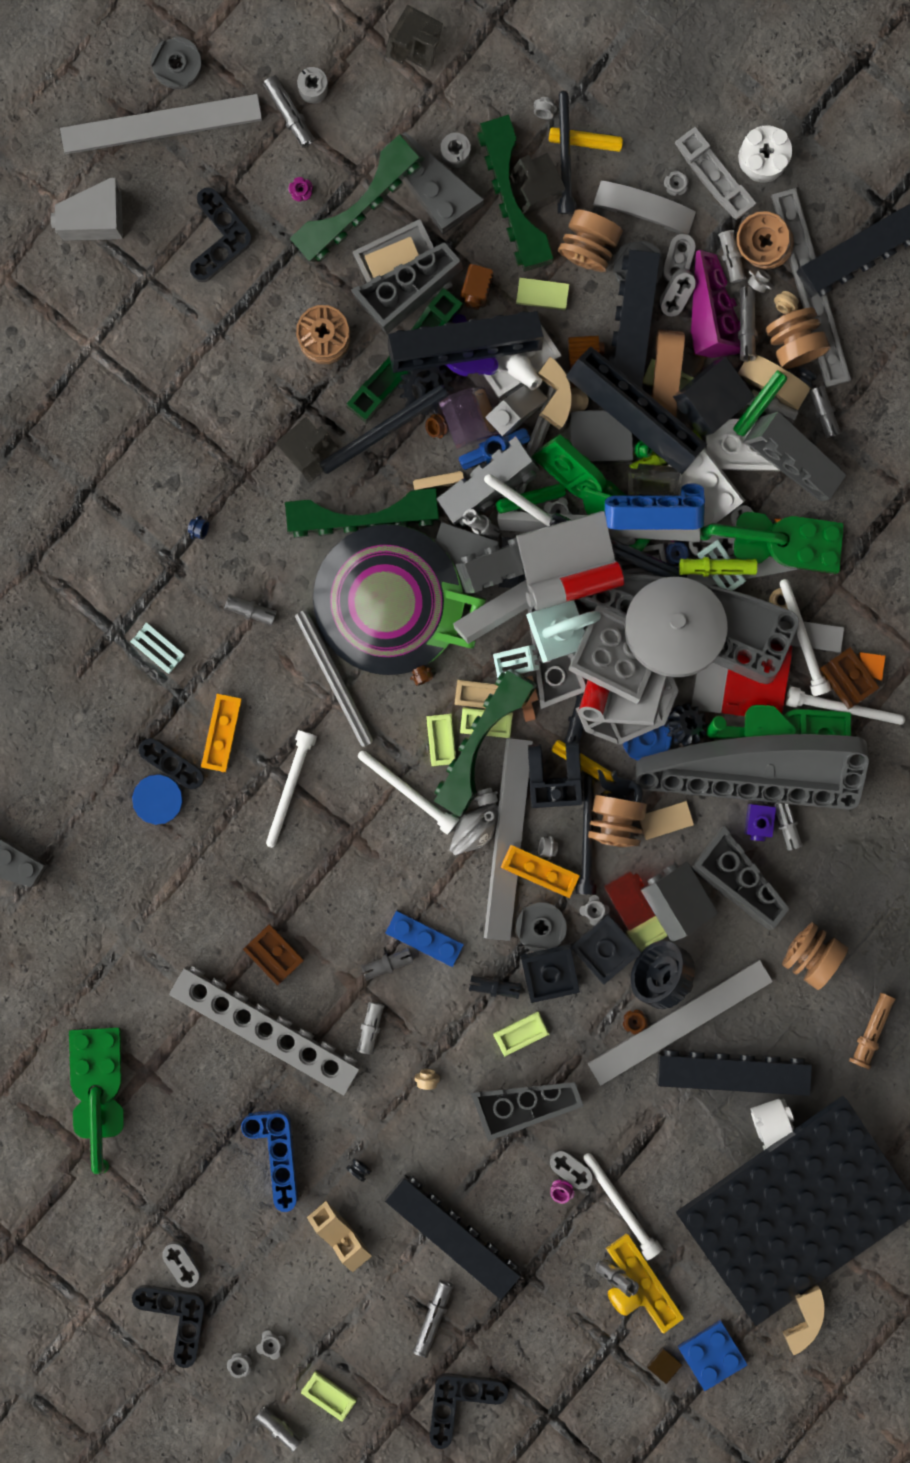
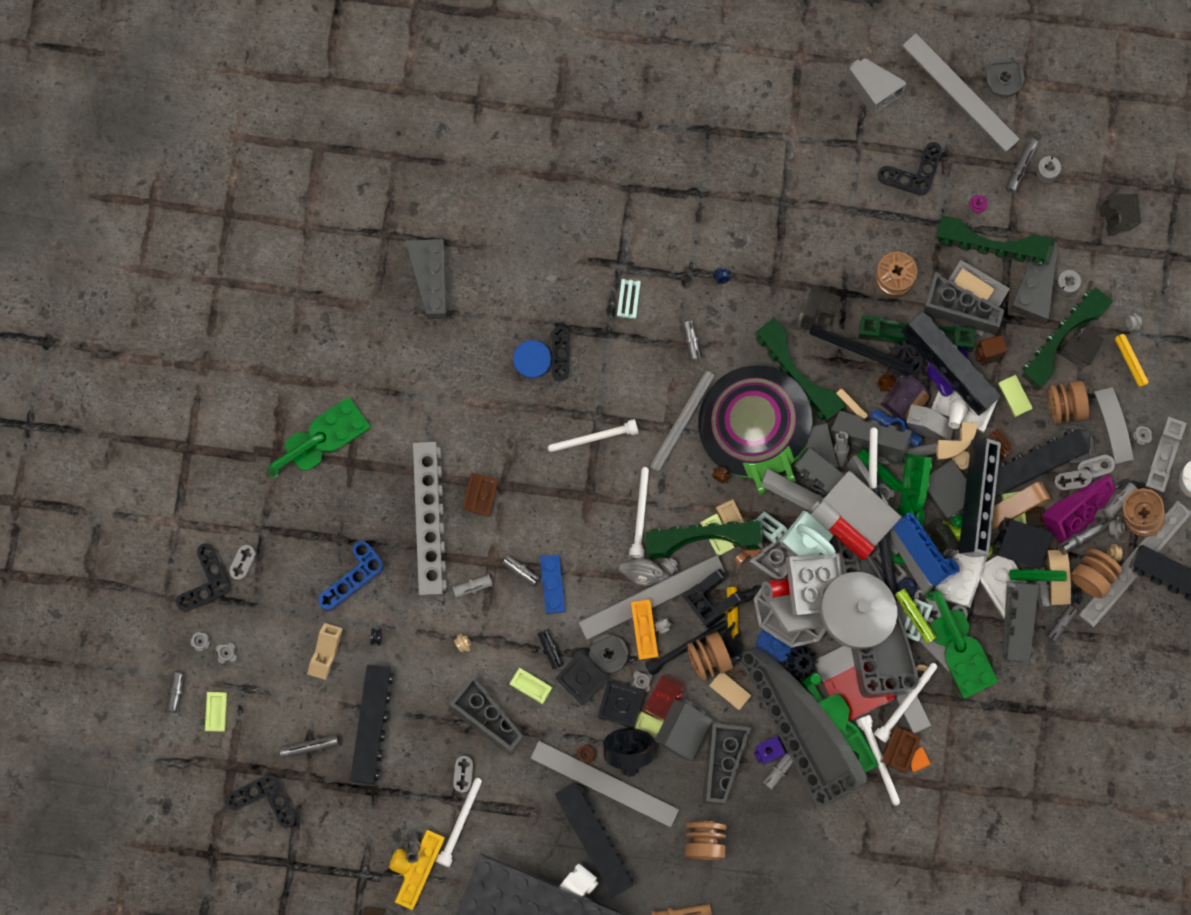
camera: 60 degrees right, 10 degrees down
(221, 733) = (601, 372): light orange plate -> none
(441, 739) = (688, 513): yellowish green tile -> none
(561, 1191) = (441, 777): magenta plate -> none
(567, 202) = (1083, 374): black piece -> none

